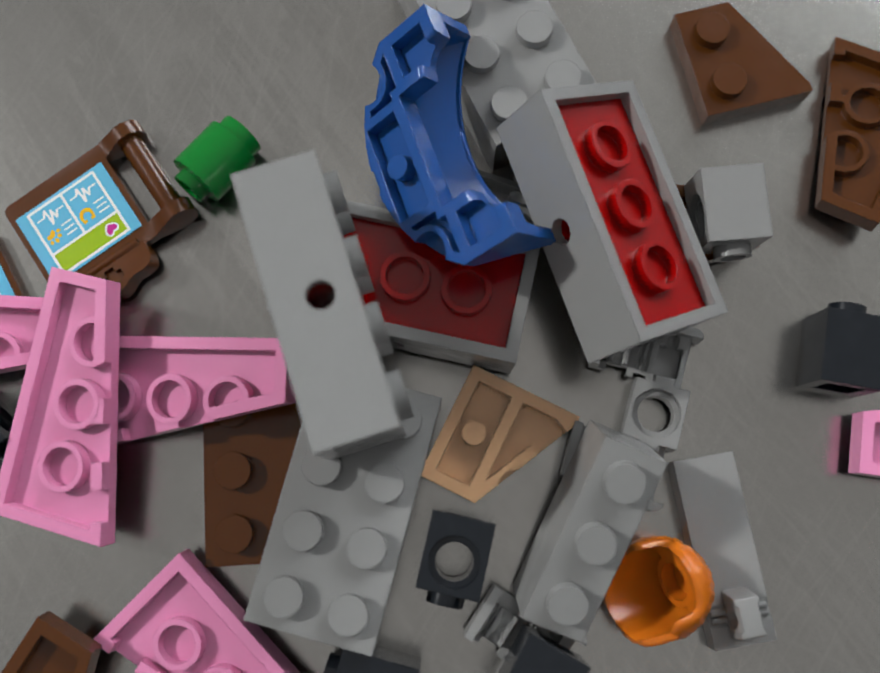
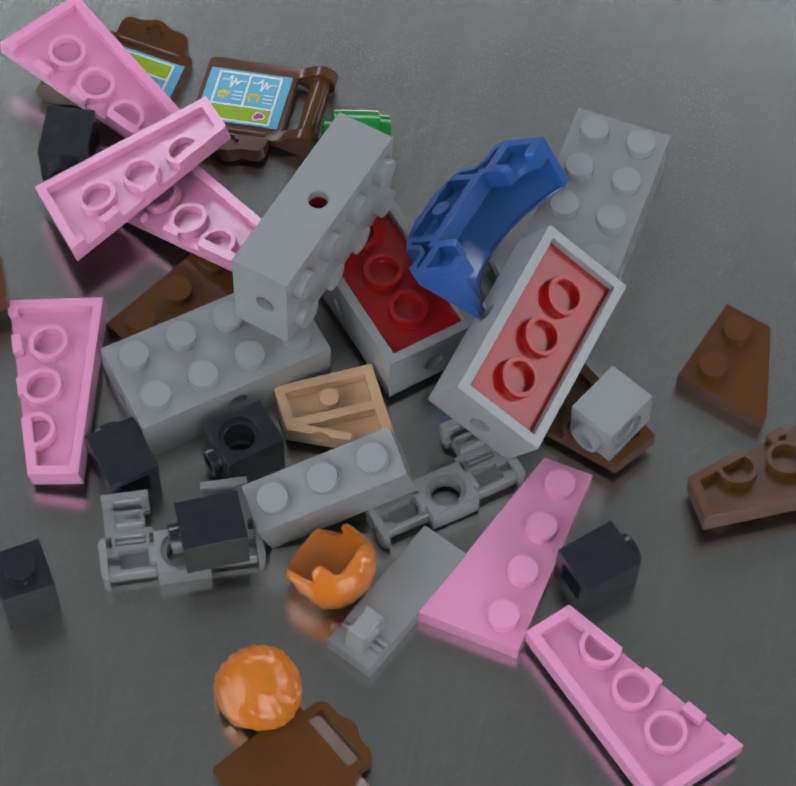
camera: 45 degrees right, 20 degrees down
(769, 418) = (509, 567): none -> bright pink wing

